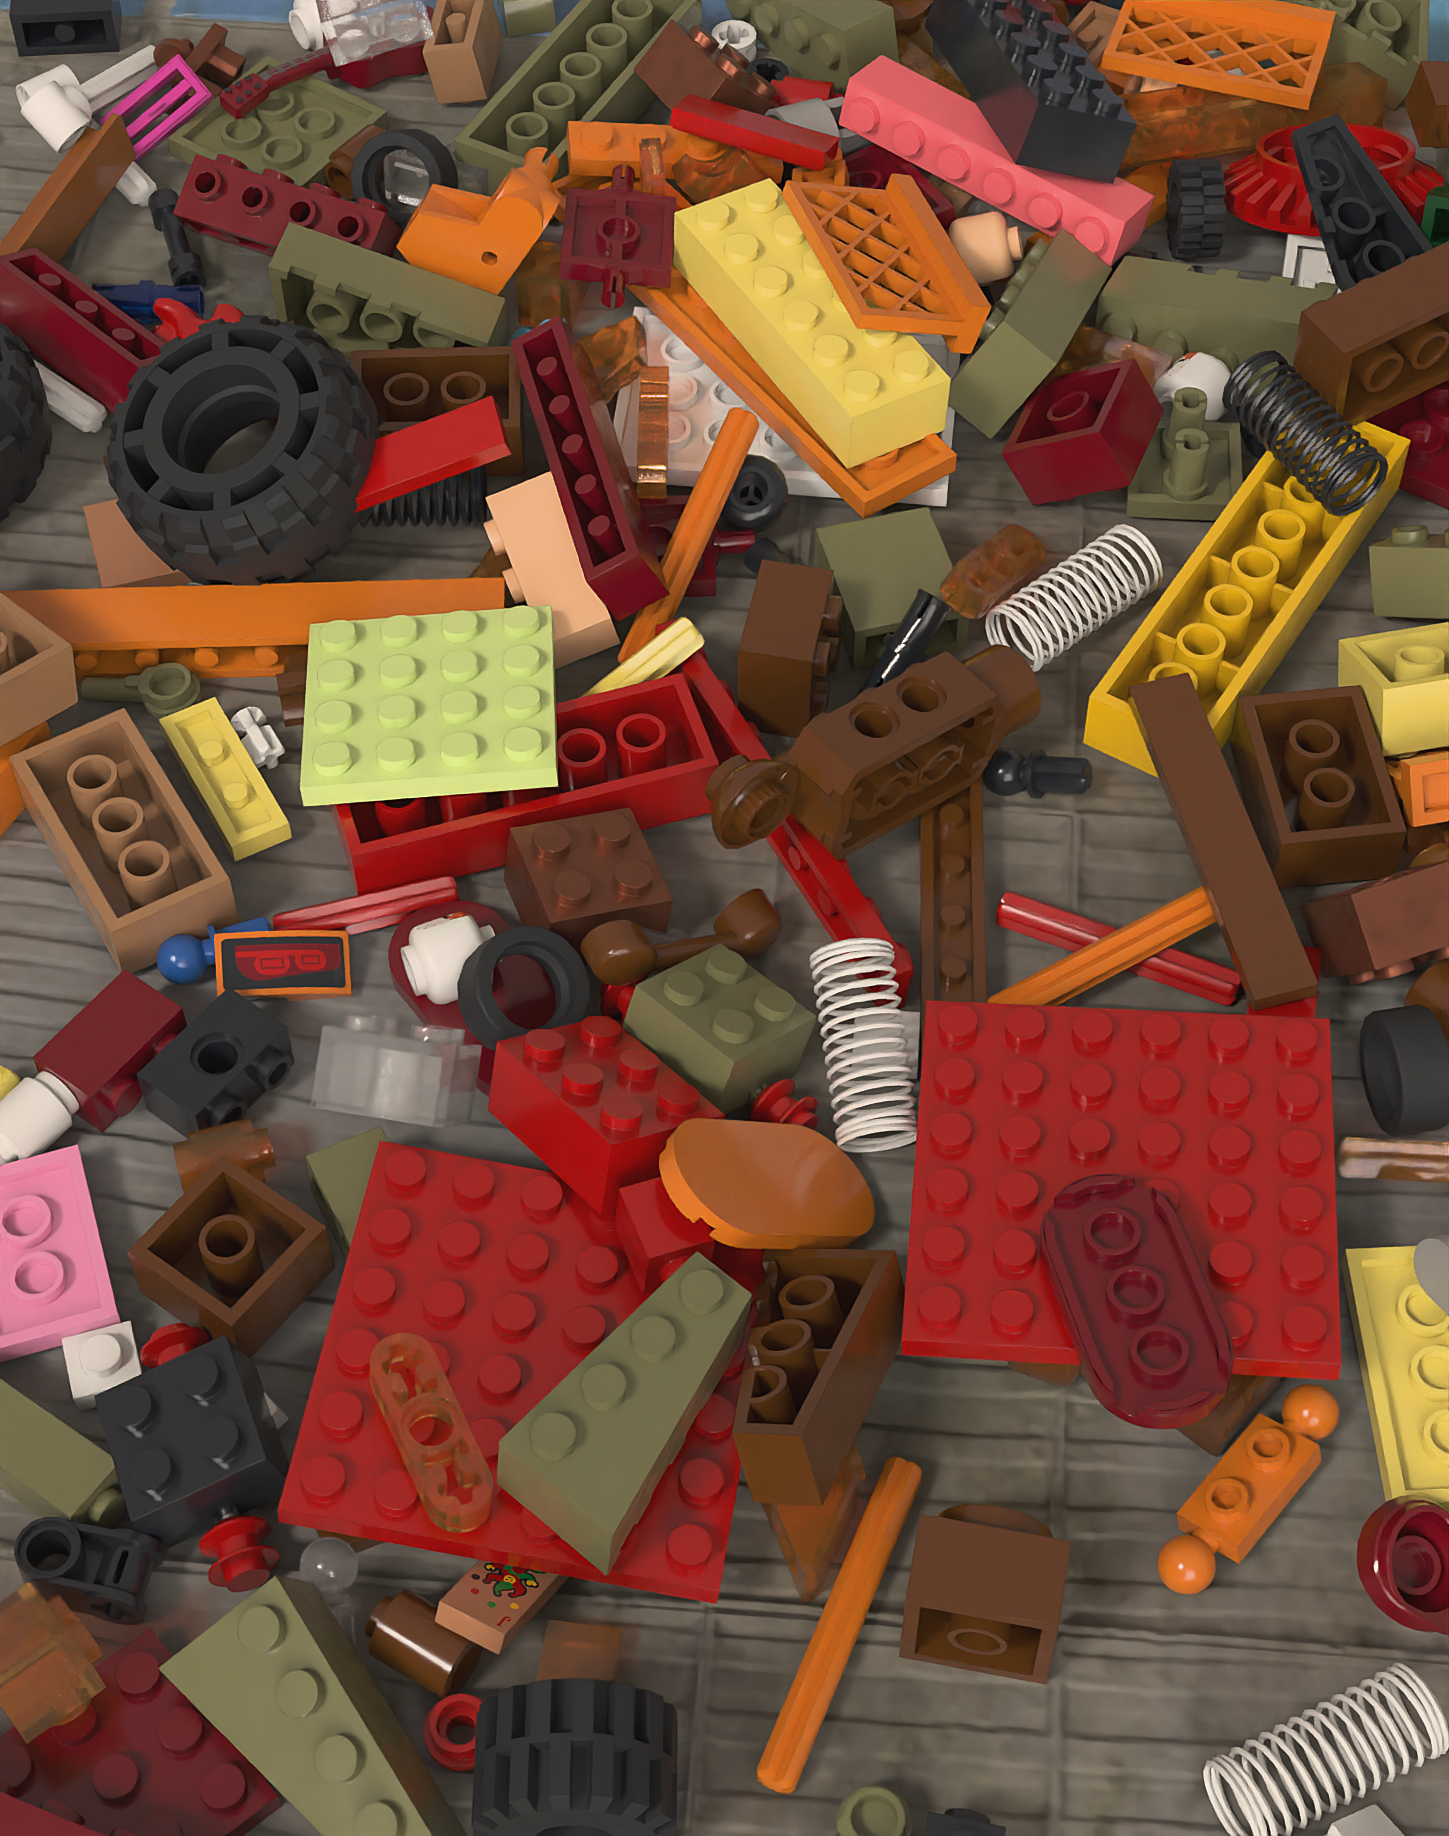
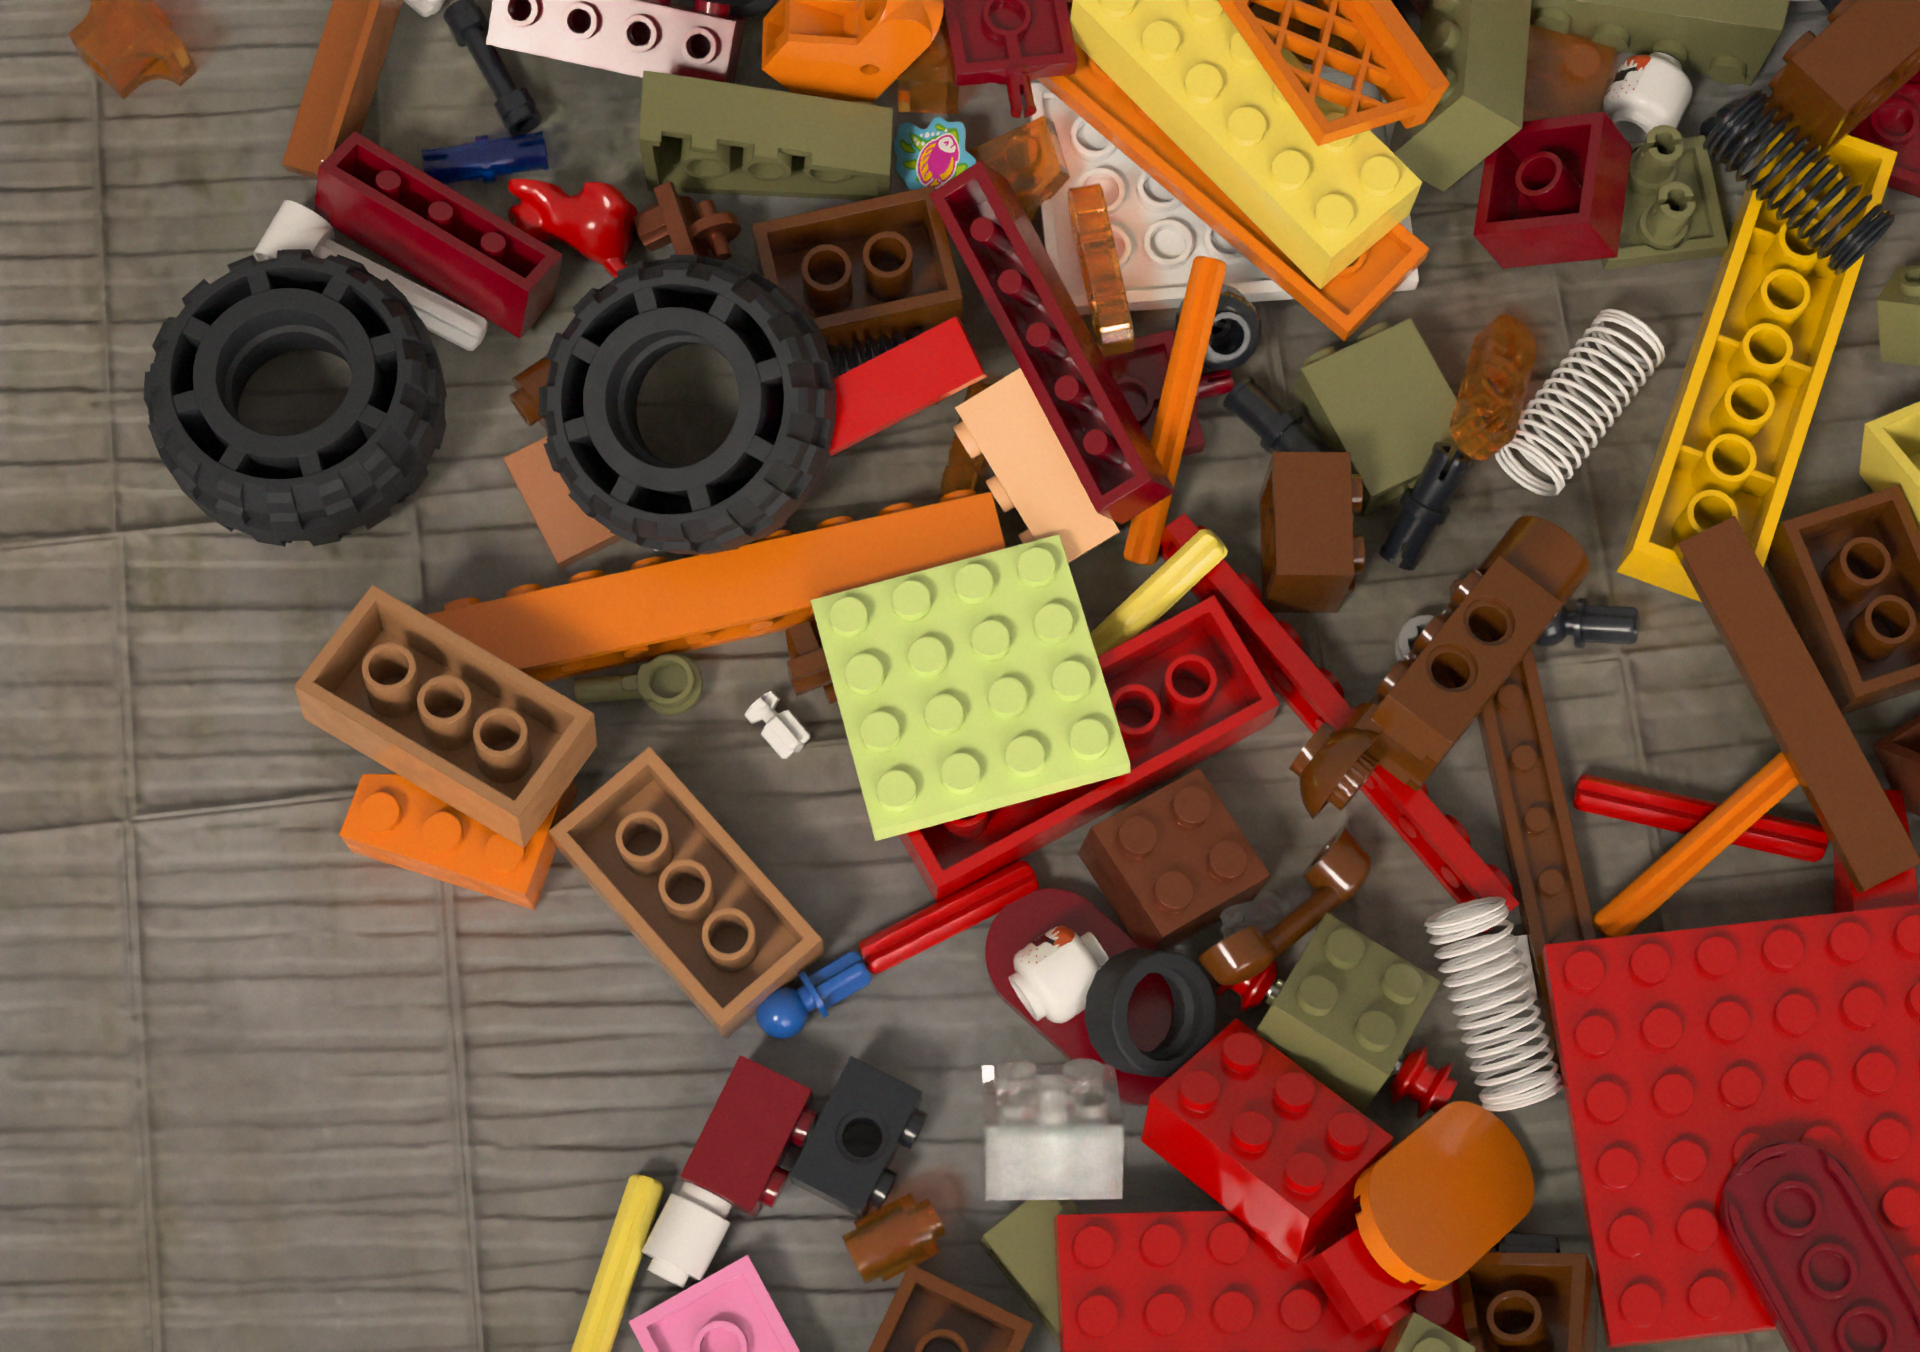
camera: 15 degrees left, 20 degrees up
(225, 779) = (760, 784): light yellow plate -> none
(284, 964) = (889, 1007): slope -> none

